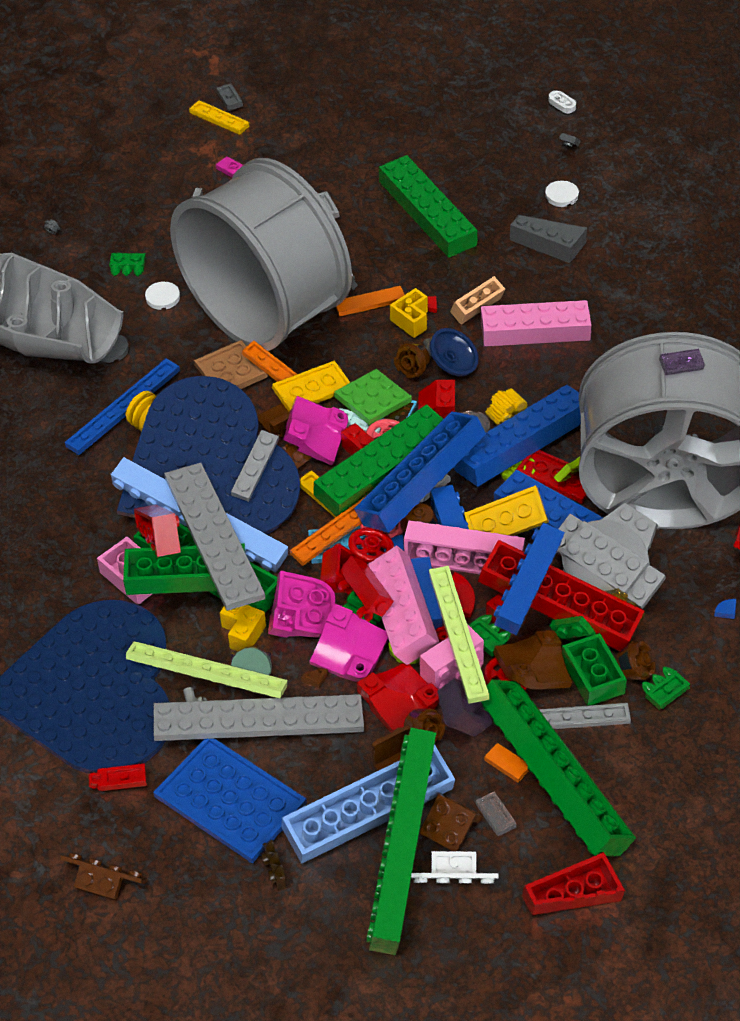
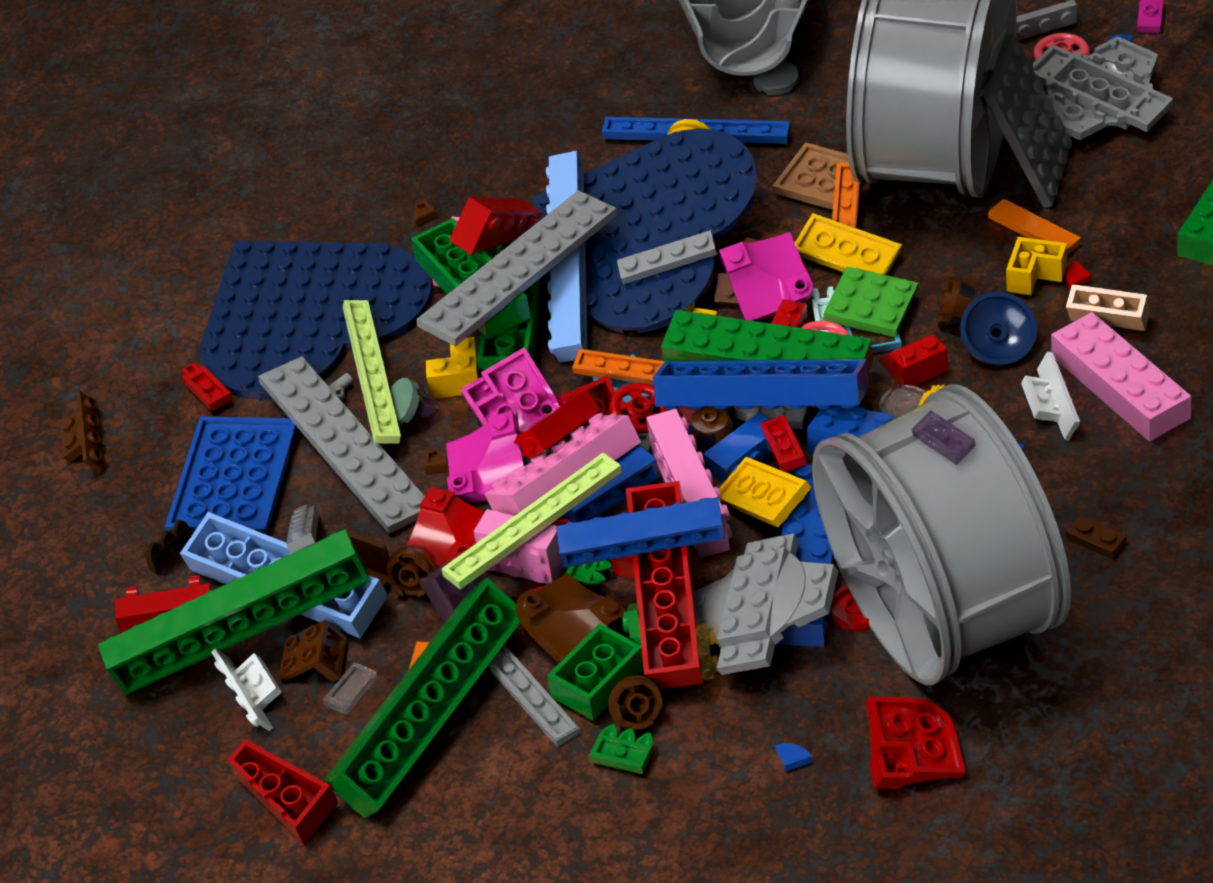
camera: 65 degrees right, 5 degrees down
(54, 579) = (423, 213): none -> reddish brown tile
(336, 892) = (140, 608): none -> red brick
(354, 765) = (302, 528): none -> light grey plate
(478, 486) = (783, 443): none -> red plate
(526, 358) = (1050, 397): none -> white bracket

